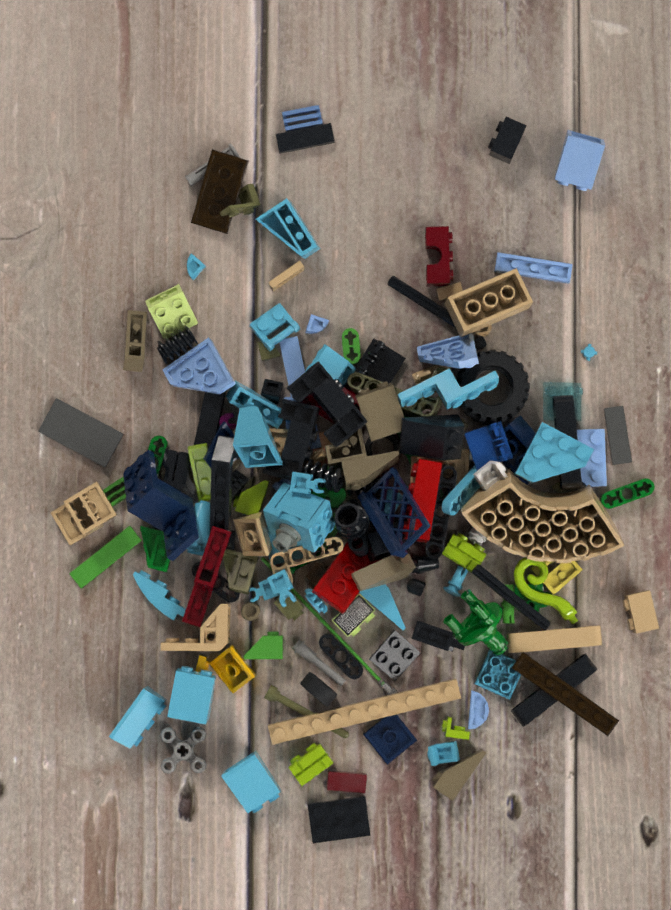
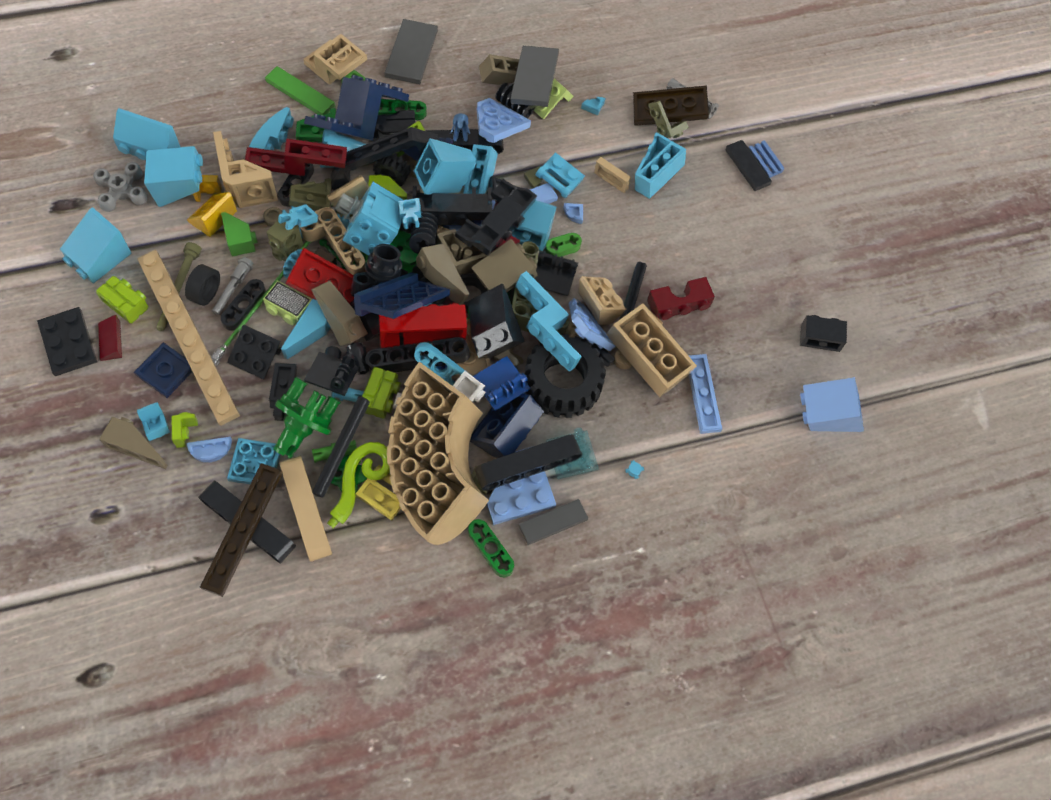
camera: 65 degrees right, 20 degrees down
(161, 318) = (535, 76): none -> dark grey tile
(202, 409) = (460, 122): none -> flat silver piece
(425, 330) = (601, 299): none -> tan slope
(441, 590) = (332, 373): none -> black hinge
(552, 455) = (509, 443): medium azure plate -> none
(641, 612) = (357, 595): tan brick -> none

